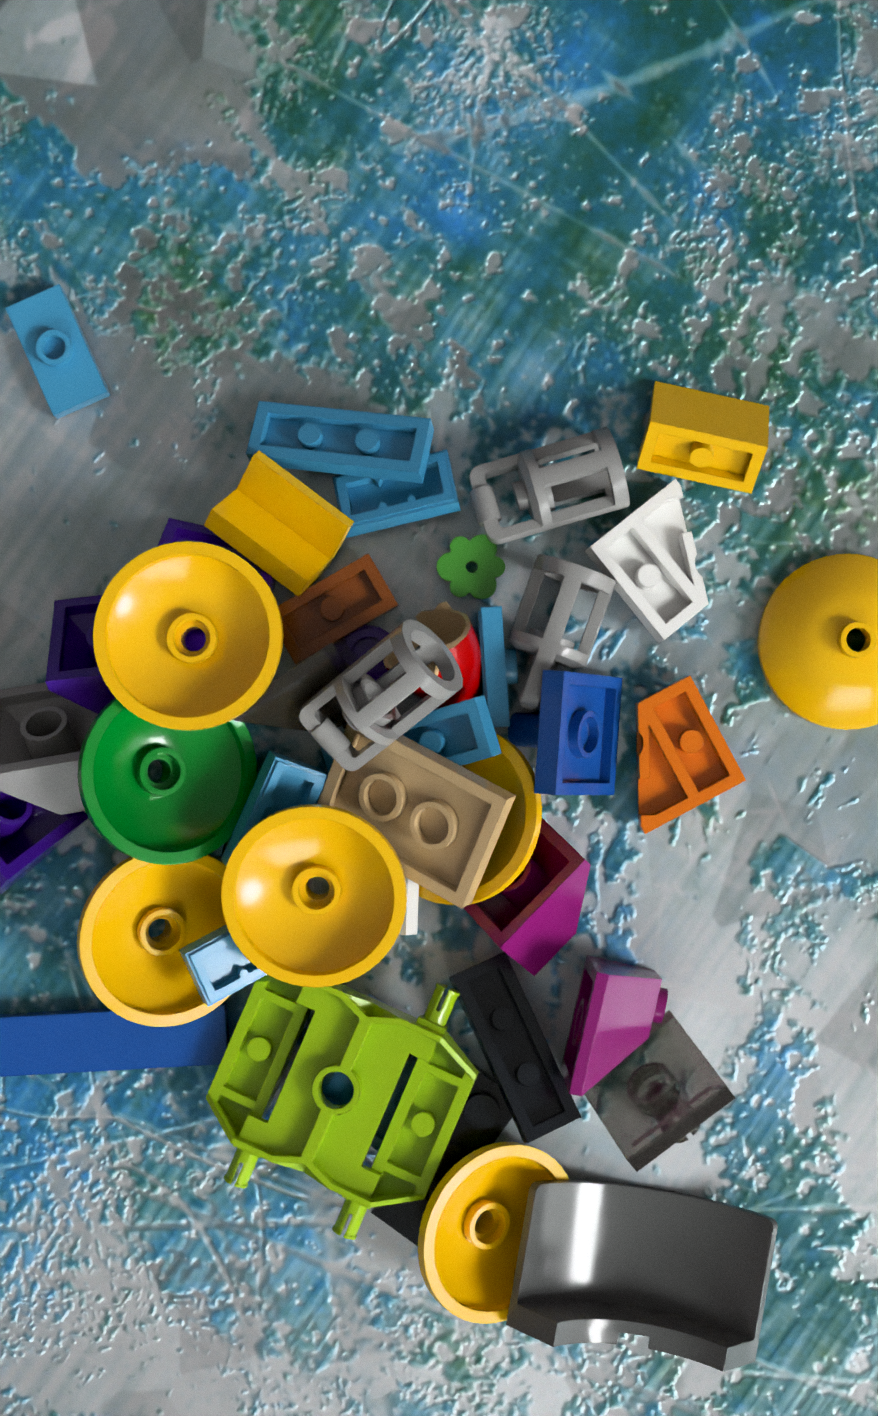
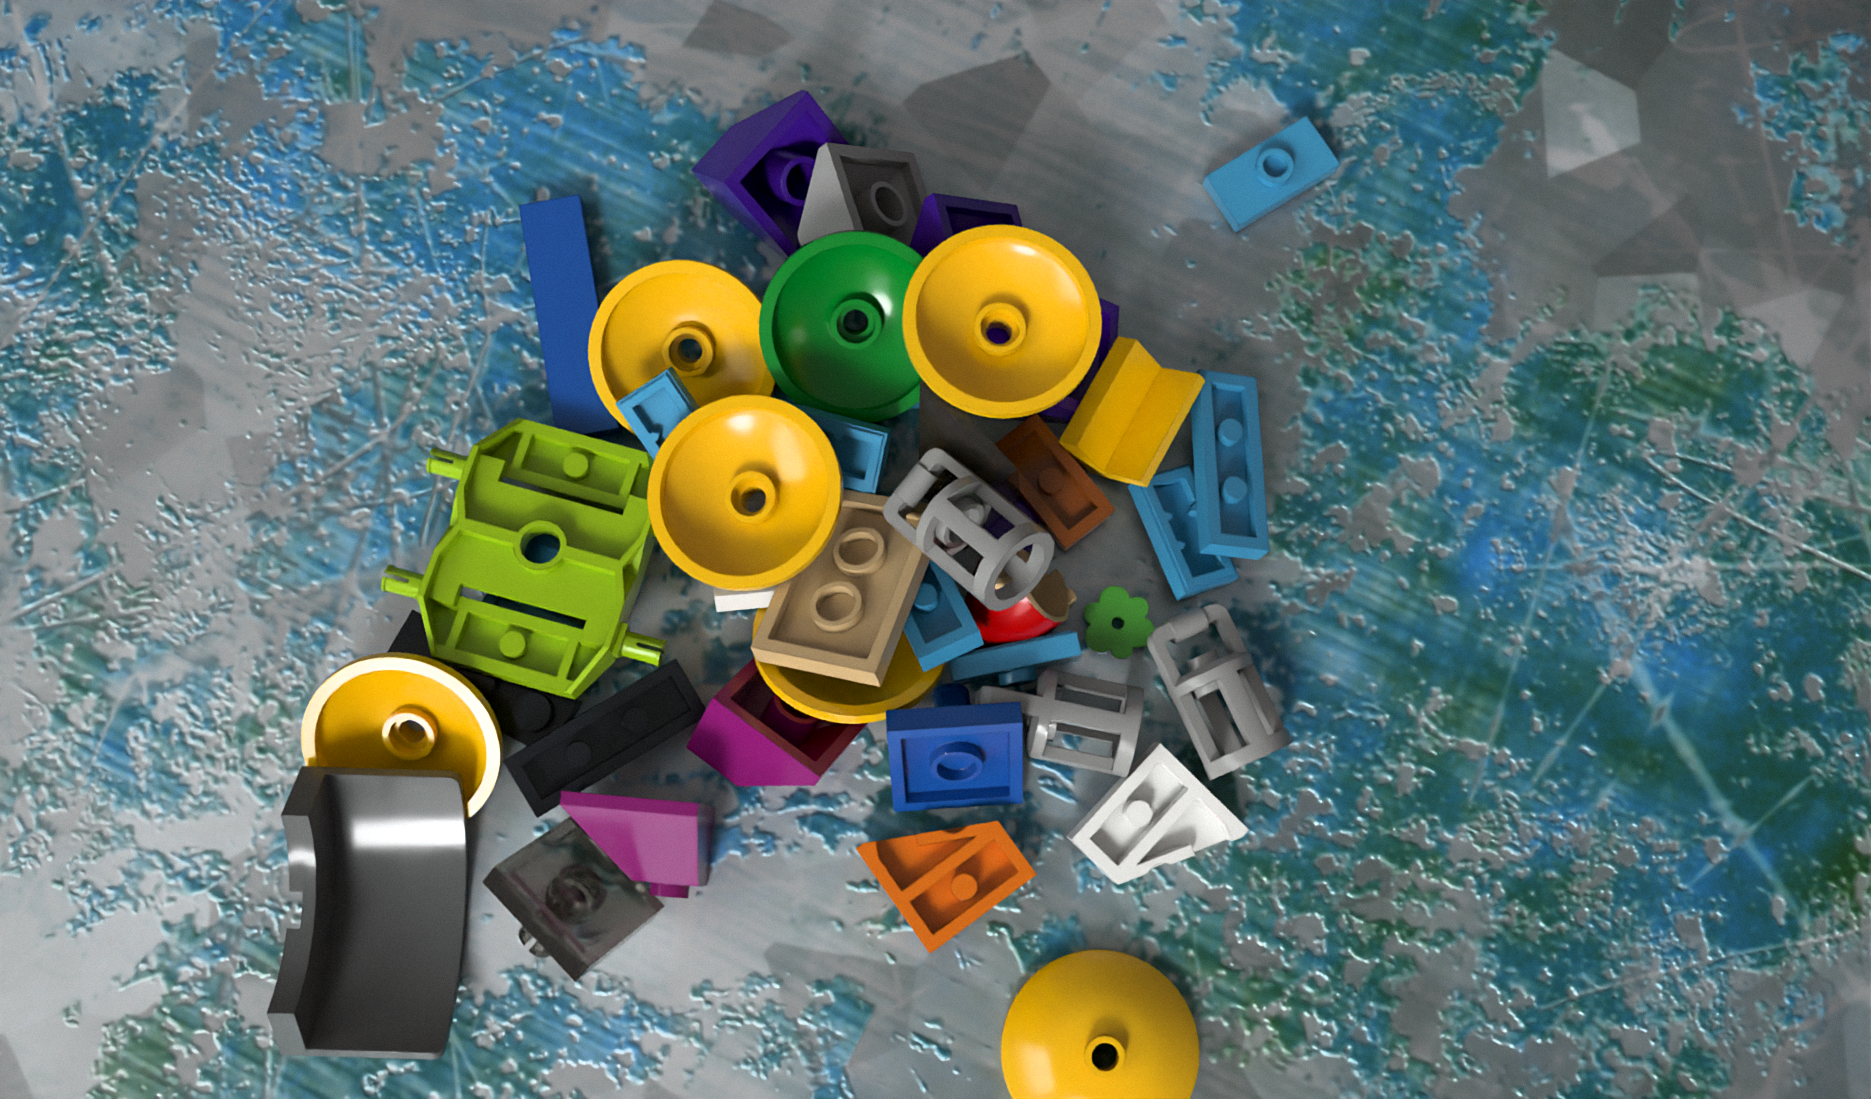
camera: 85 degrees right, 10 degrees down
(704, 437) = (1299, 855): yellow panel -> none

